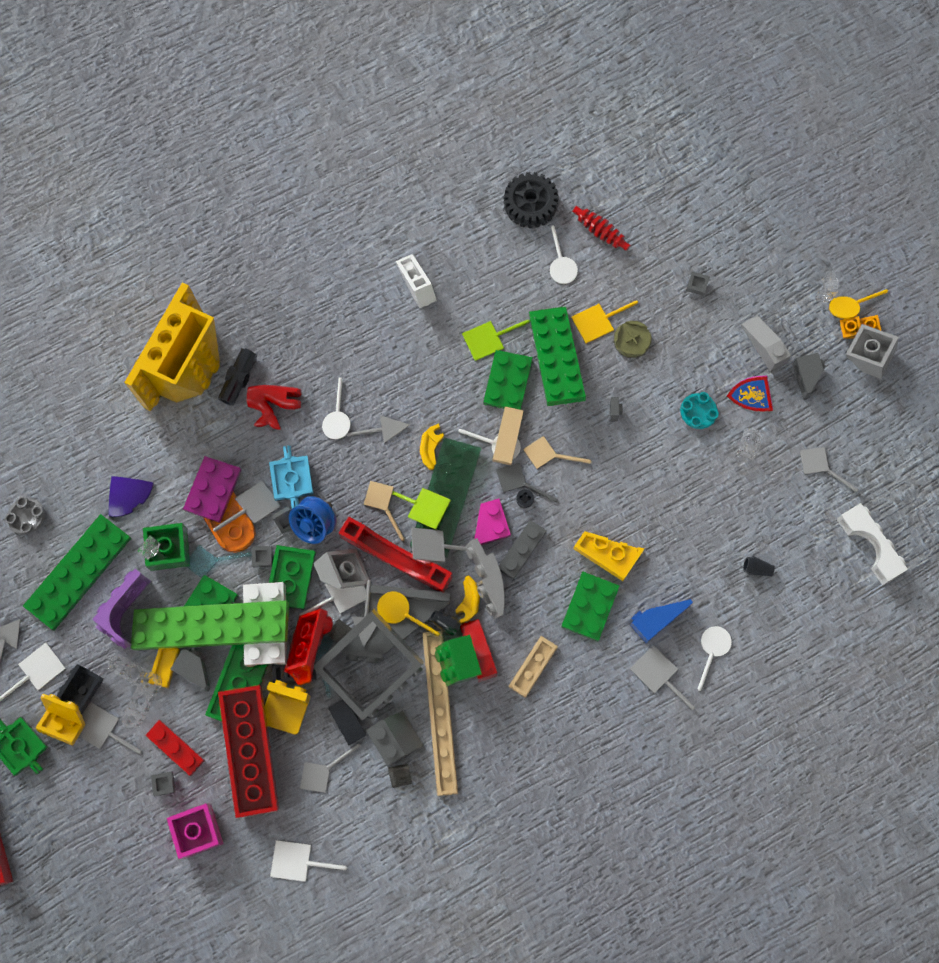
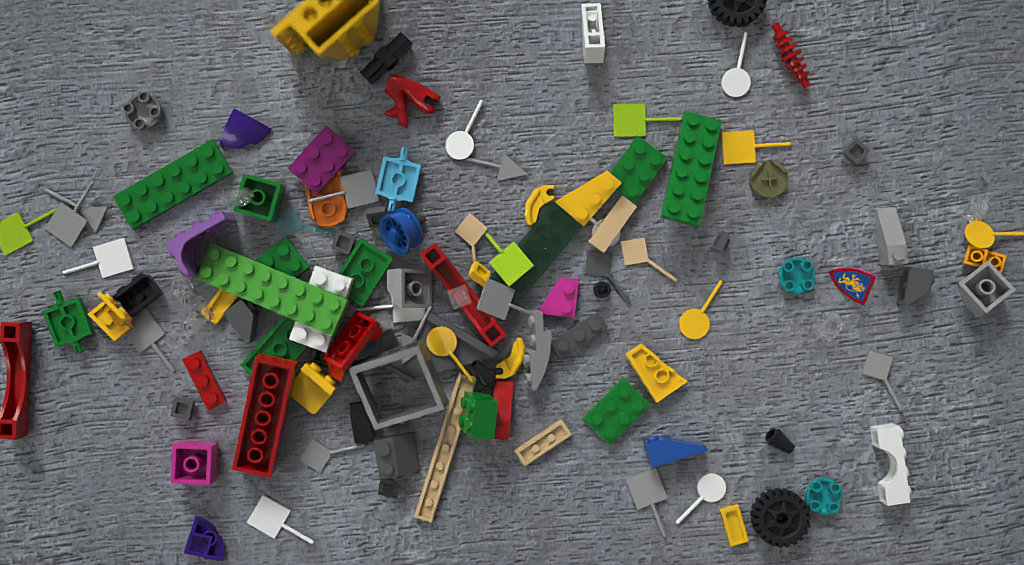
camera: 20 degrees right, 15 degrees up
(233, 913) = (204, 540): none -> dark purple brick
(392, 557) = (459, 296): none -> clear plate
(402, 531) = (479, 273): none -> yellow plate
(476, 420) = (589, 197): none -> yellow wing
(627, 493) = (695, 322): none -> yellow piece
(755, 668) = (734, 525): none -> yellow tile
(810, 636) = (793, 524): none -> black wheel
(826, 602) = (823, 496): none -> teal dish

